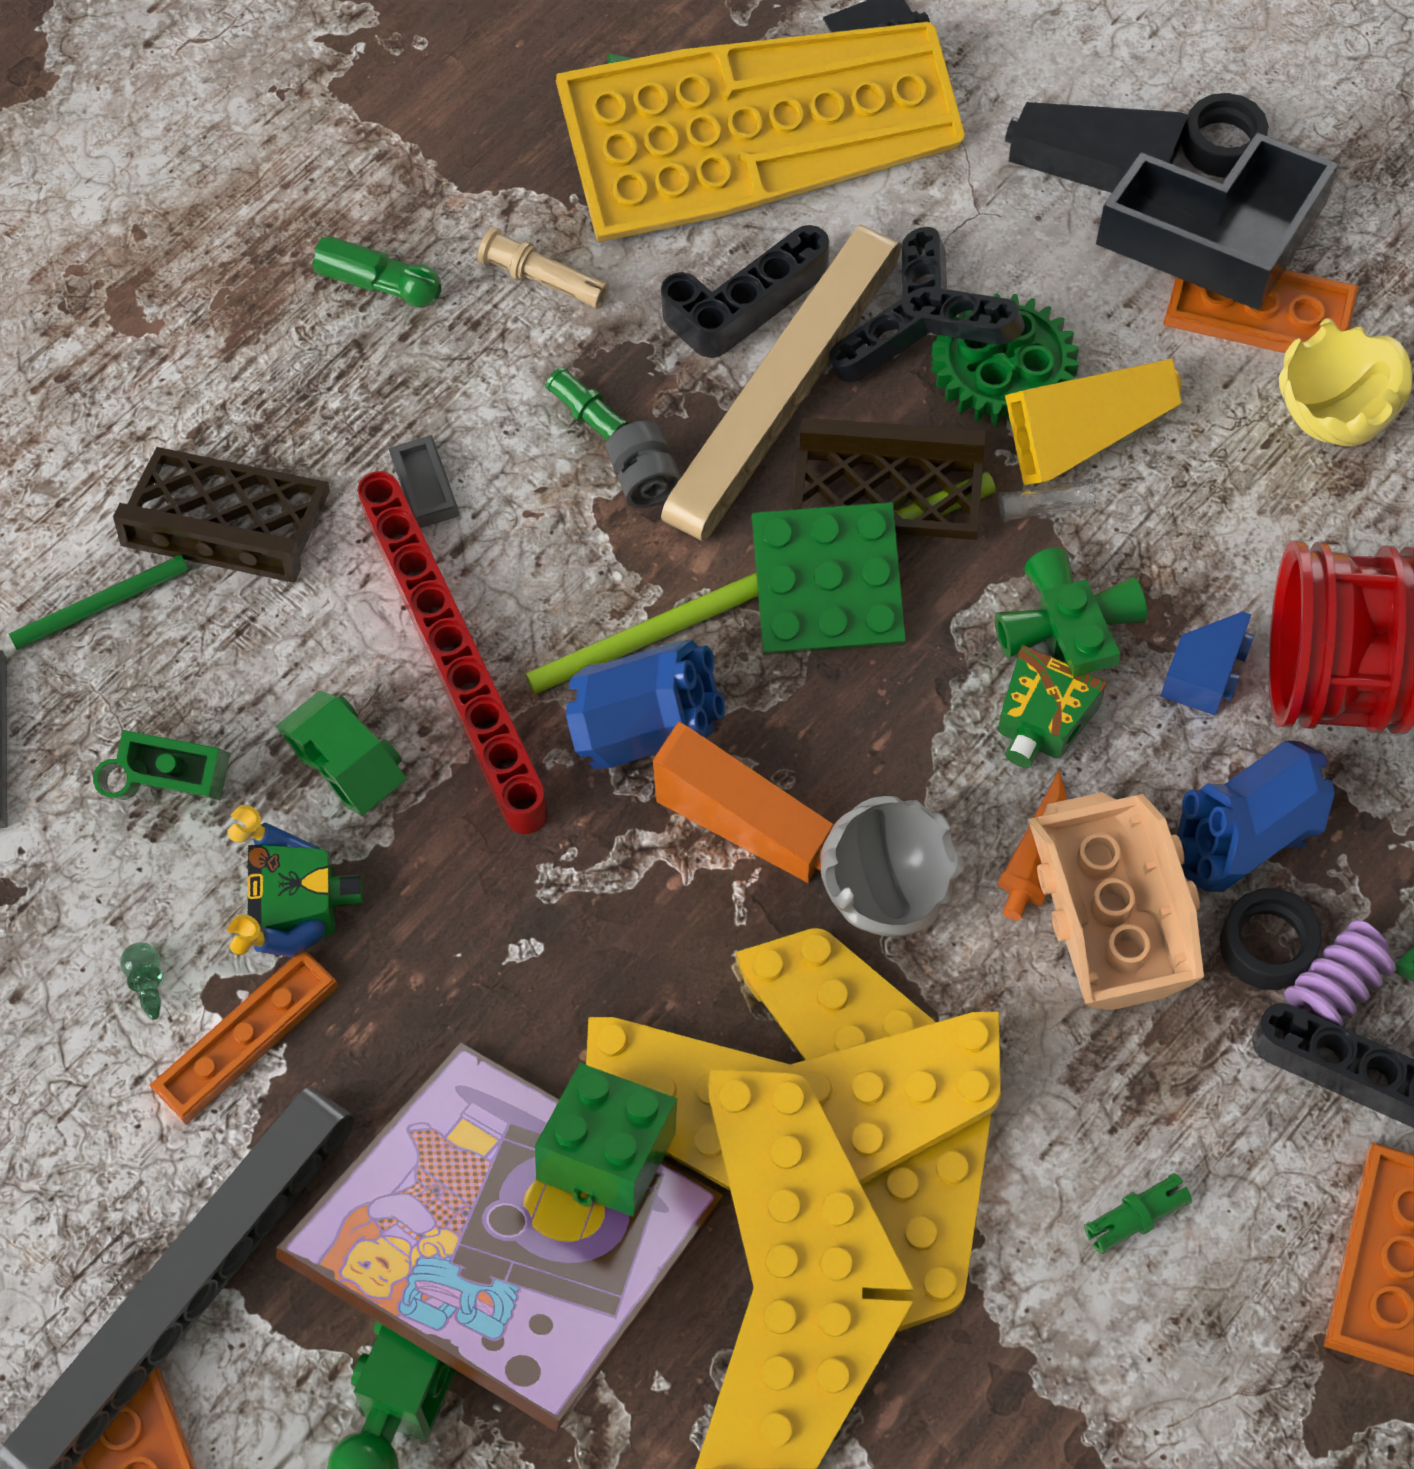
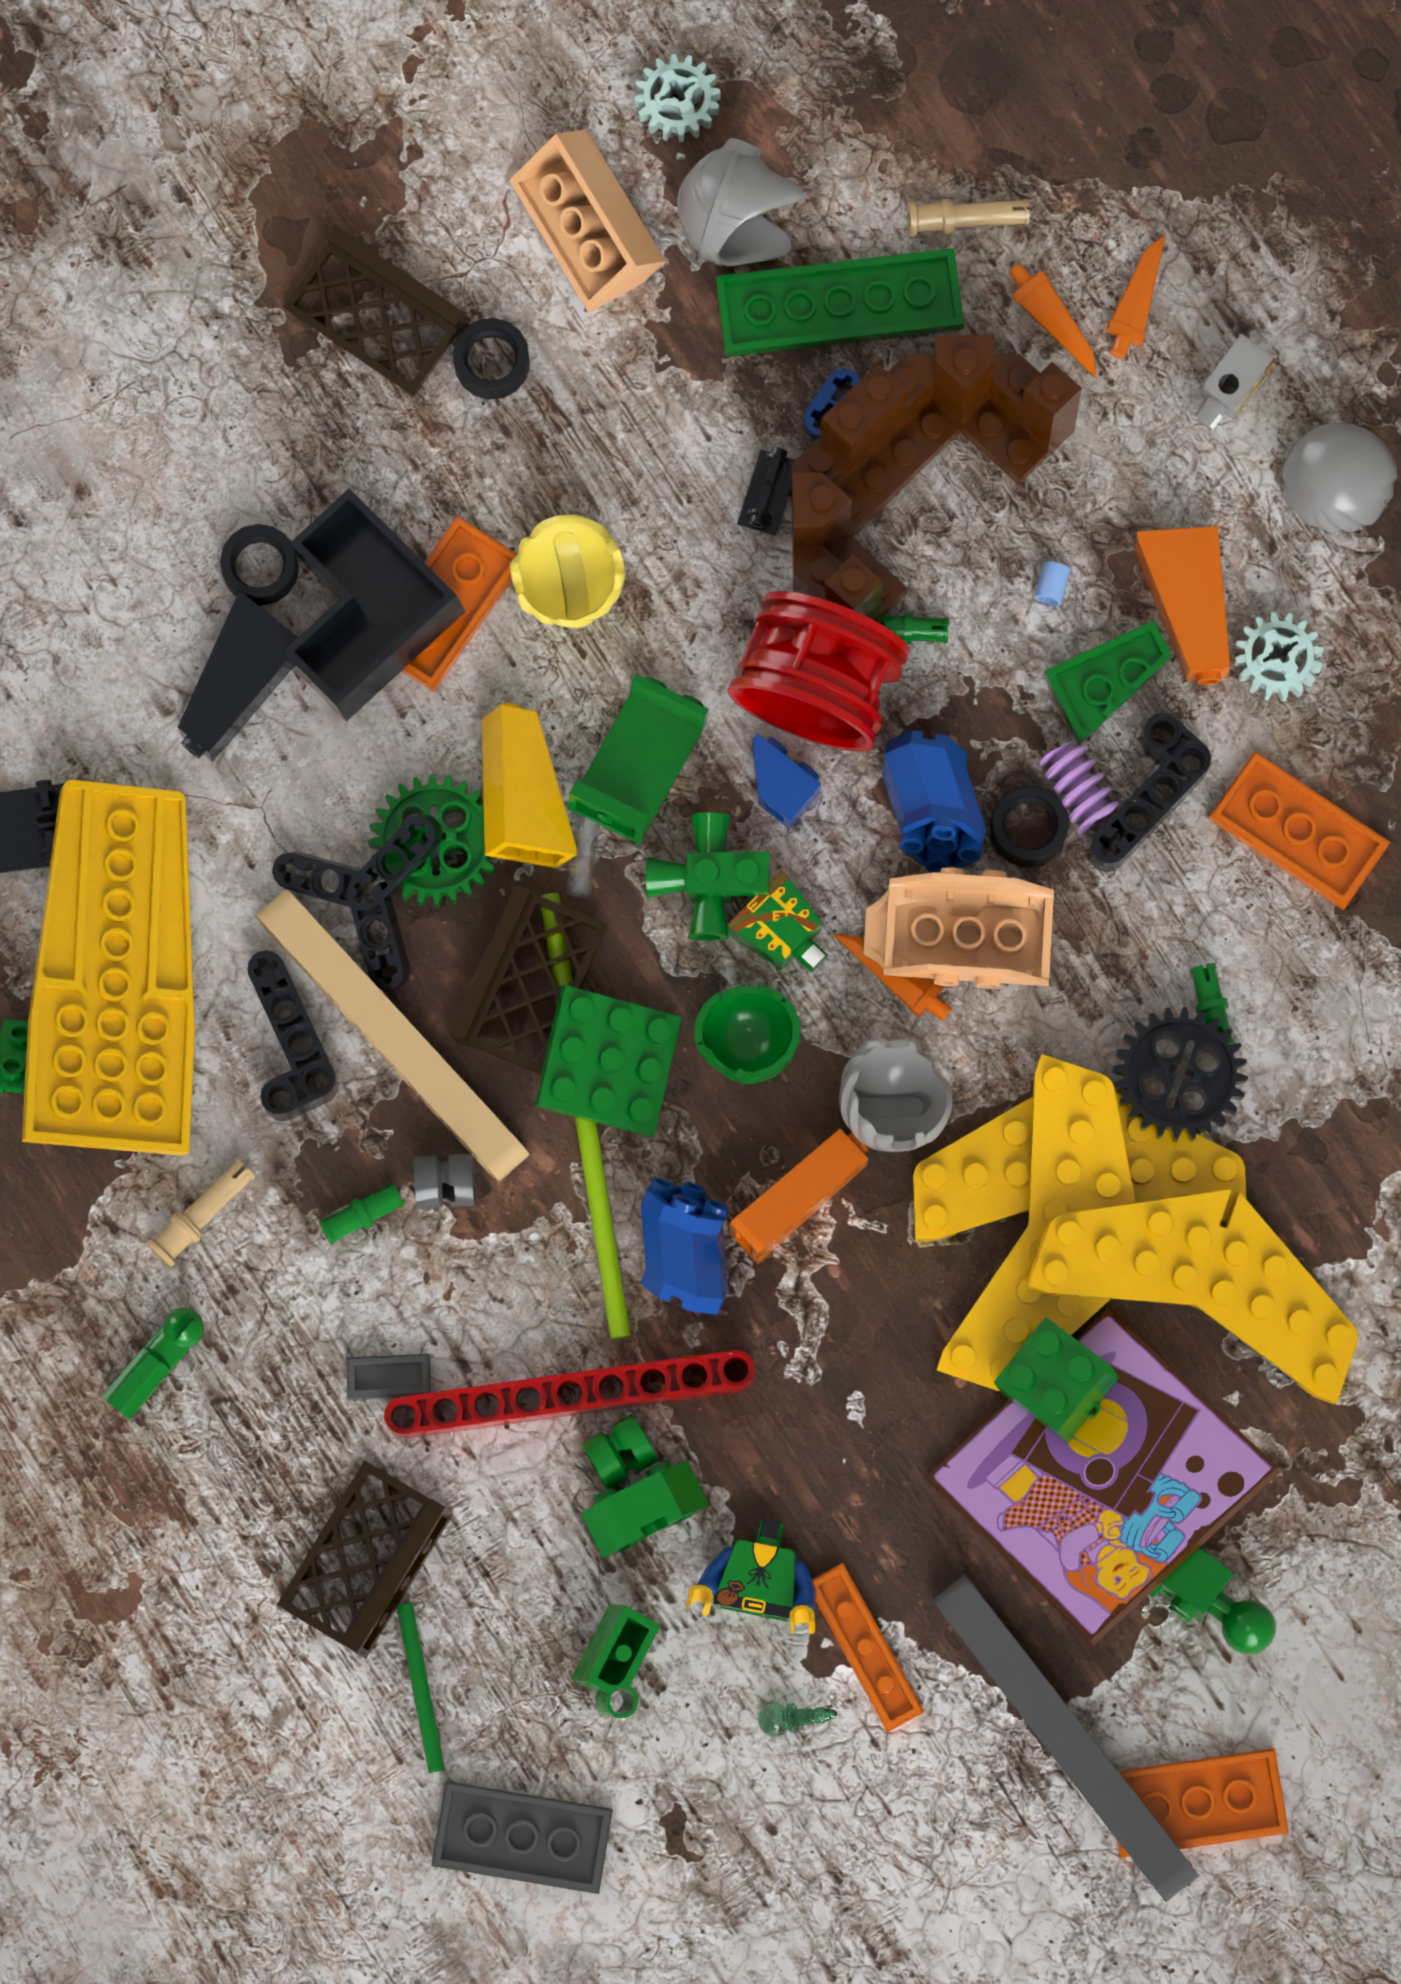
camera: 75 degrees left, 15 degrees up
(402, 714) = (604, 1456): none -> green wheel
(908, 700) = (748, 1033): none -> green cylinder
(1036, 1237) = (1145, 1062): none -> black gear
(1171, 519) = (639, 759): none -> green panel

